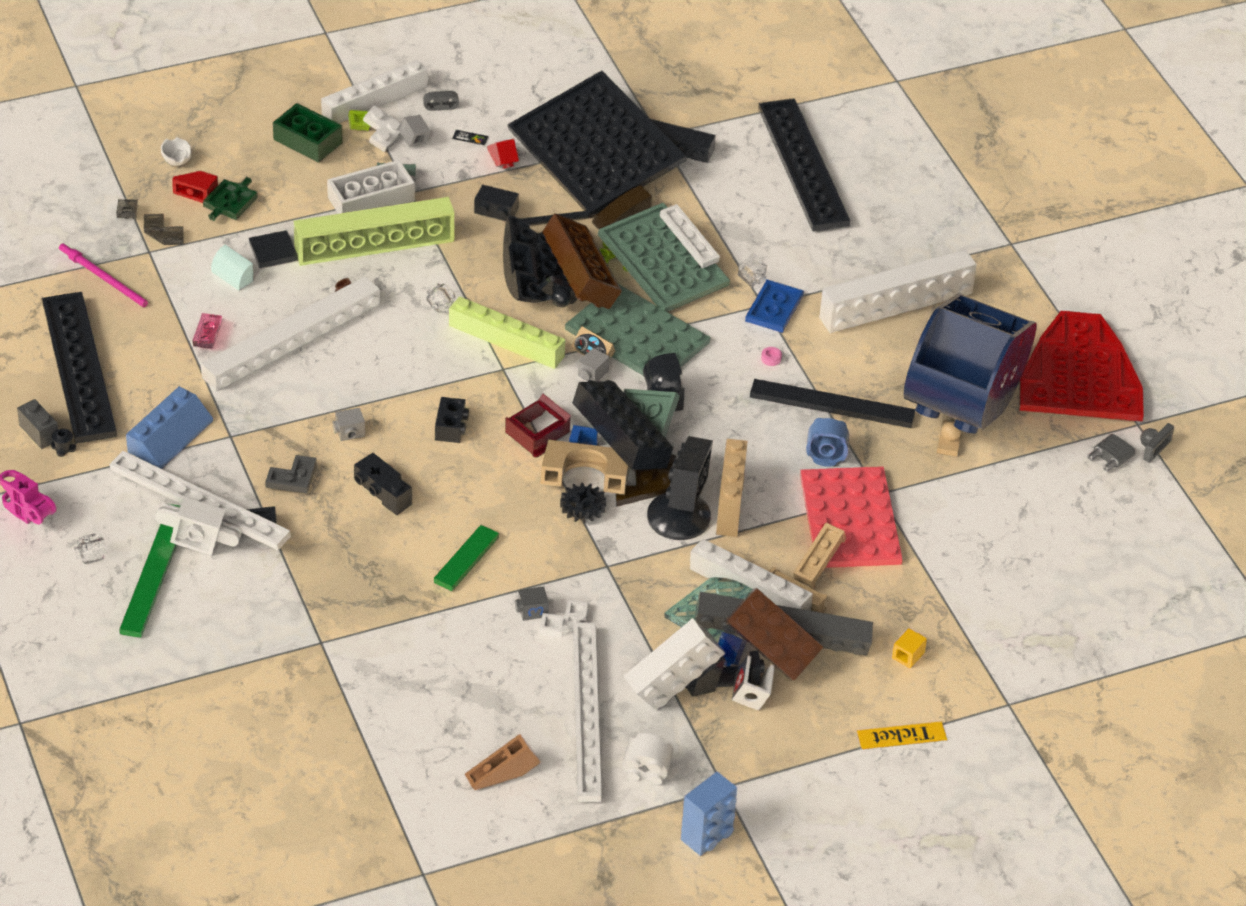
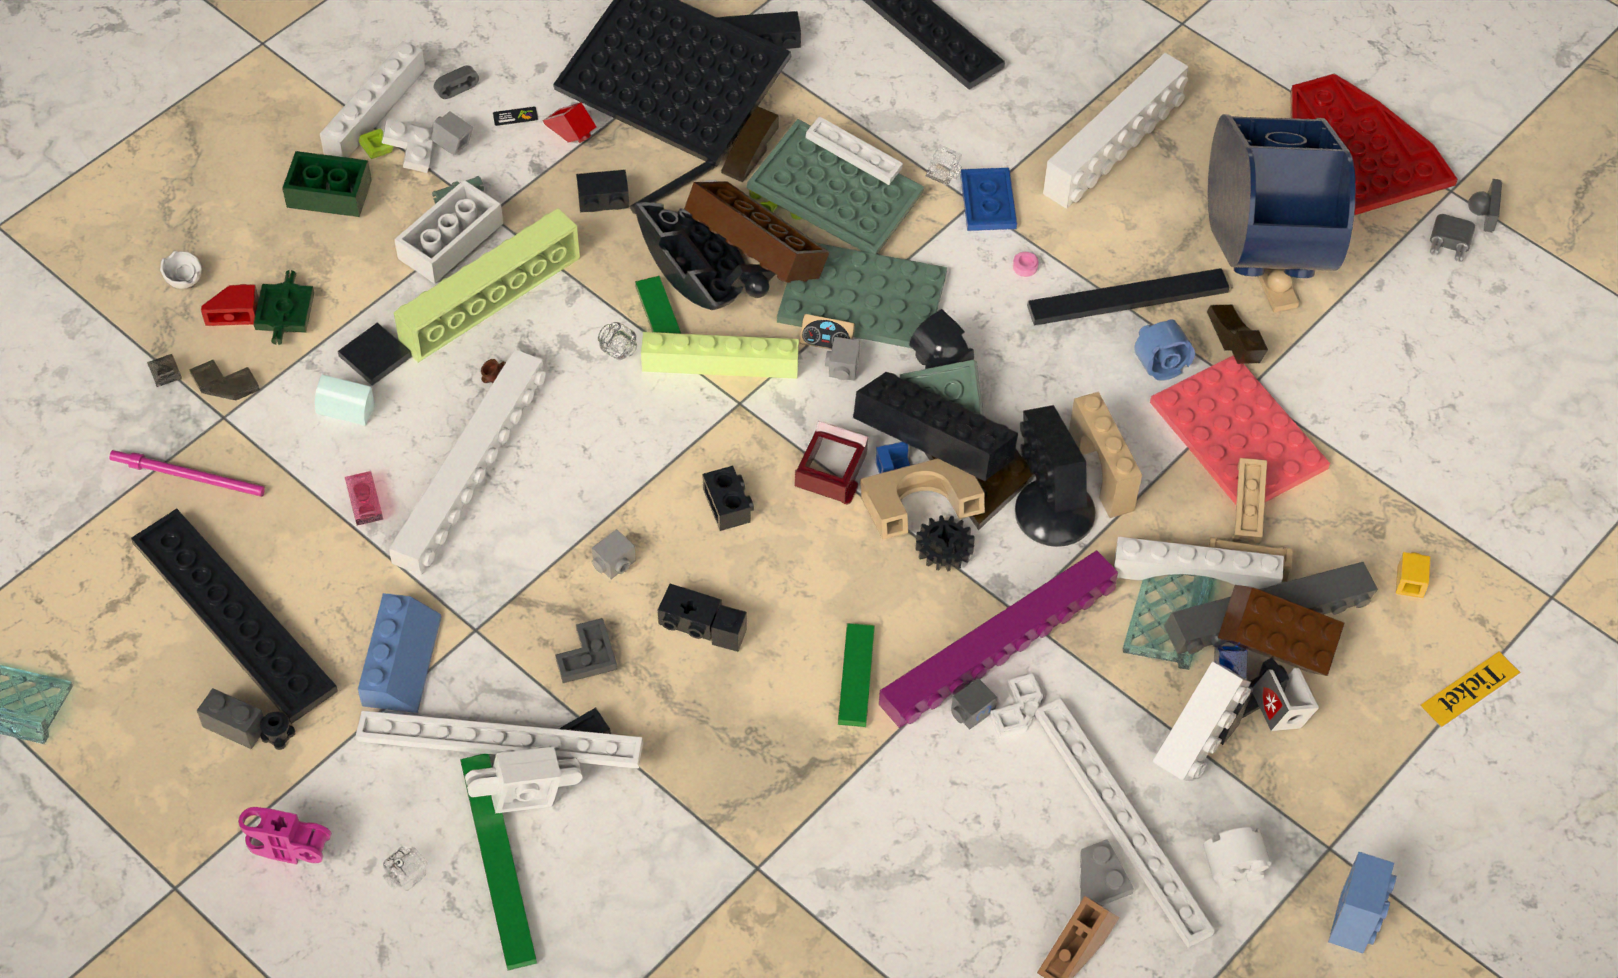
camera: 25 degrees left, 10 degrees up
(486, 287) = (657, 305): none -> green tile
(550, 737) = (1102, 874): none -> light grey wing
(581, 571) = (997, 639): none -> magenta brick
(892, 453) = (1235, 336): none -> dark brown slope

